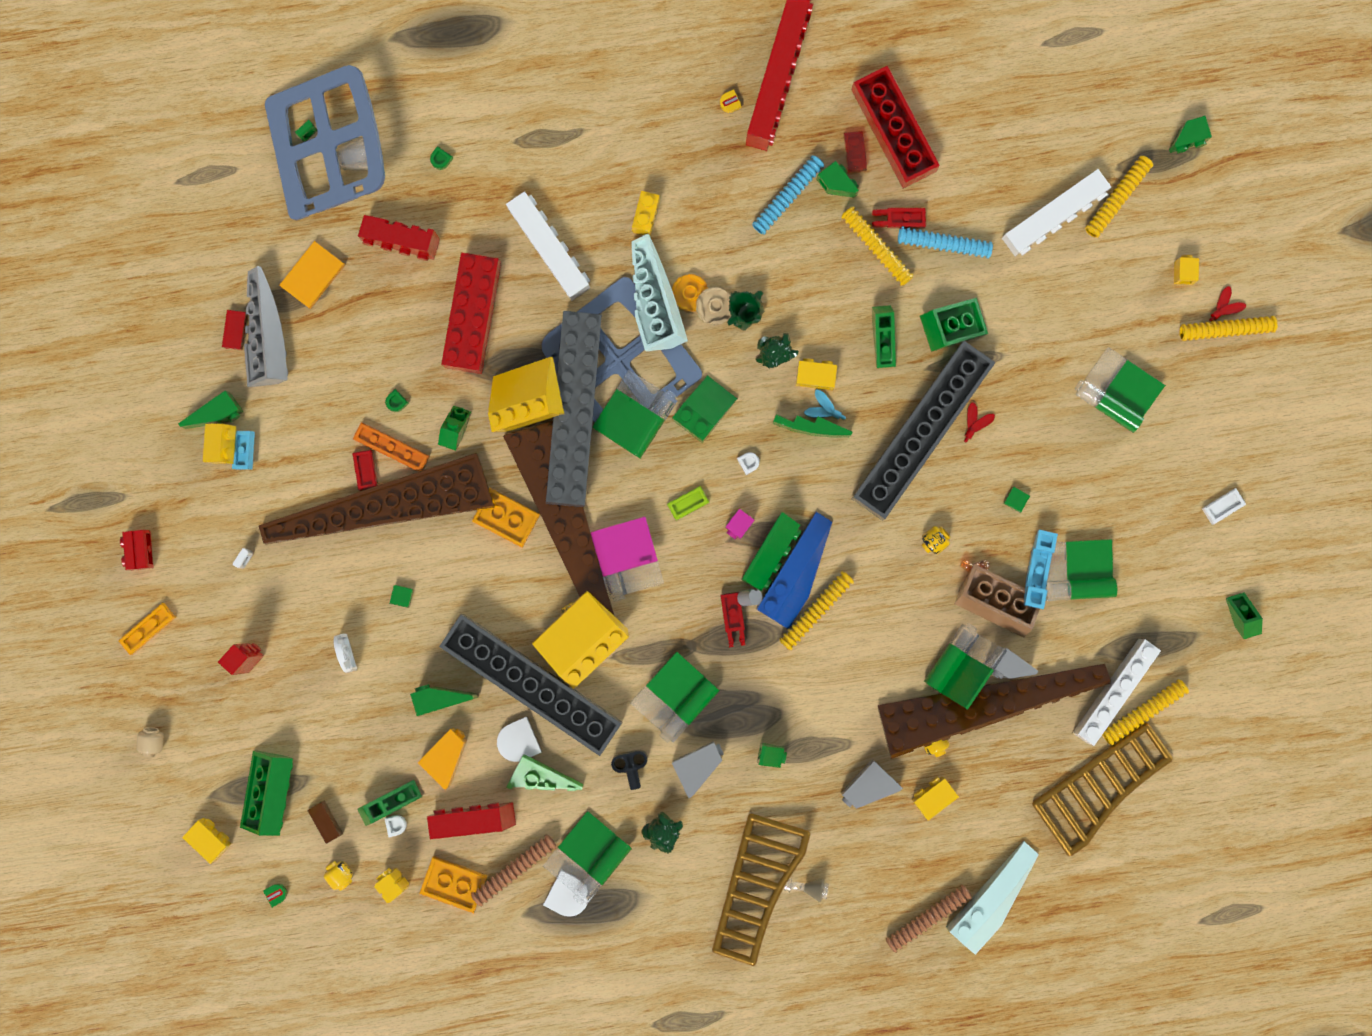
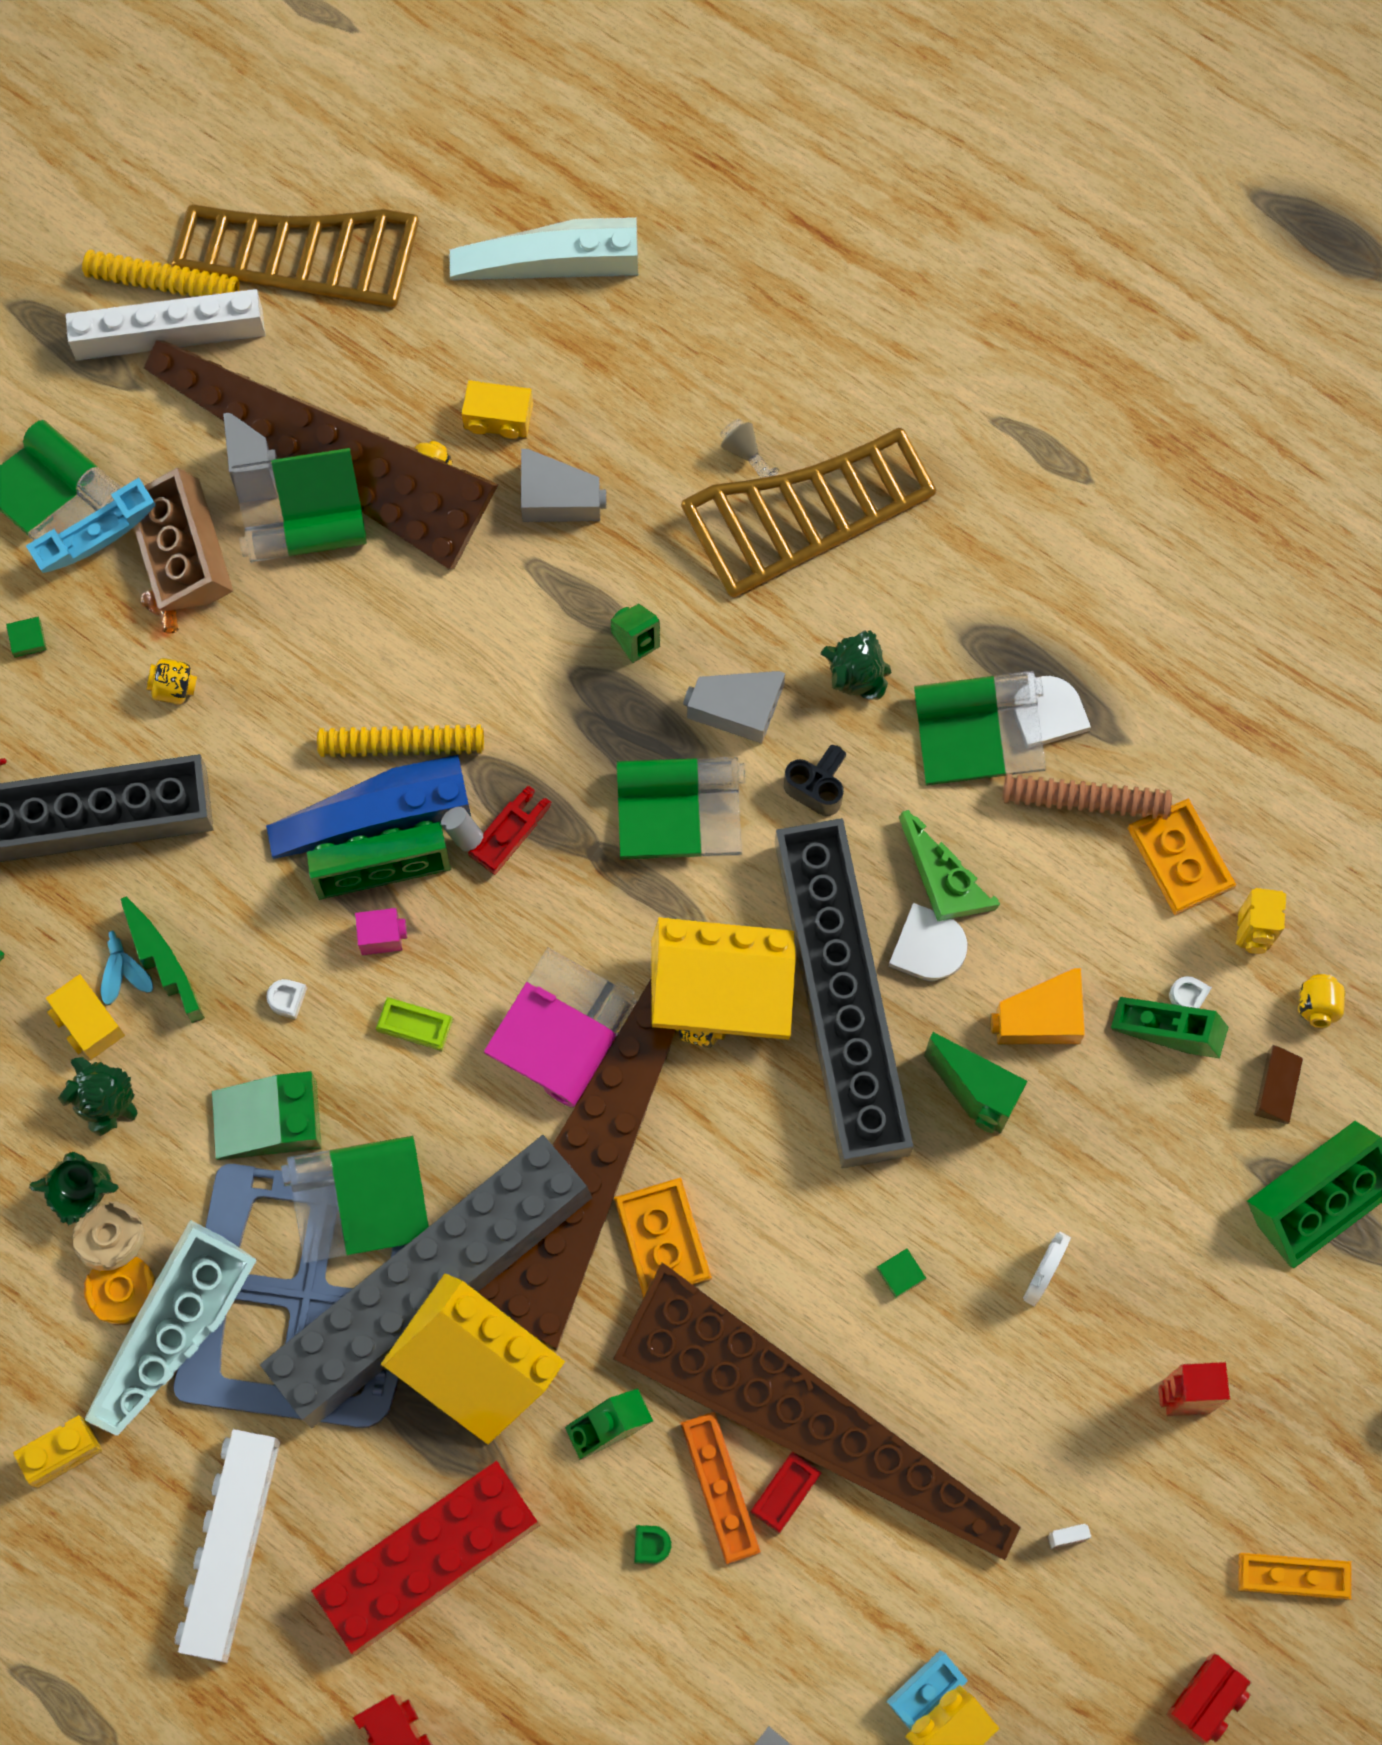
camera: 140 degrees left, 15 degrees down
(471, 821) = (1084, 903): red wedge -> none
(929, 918) = (646, 296): nougat piece -> none

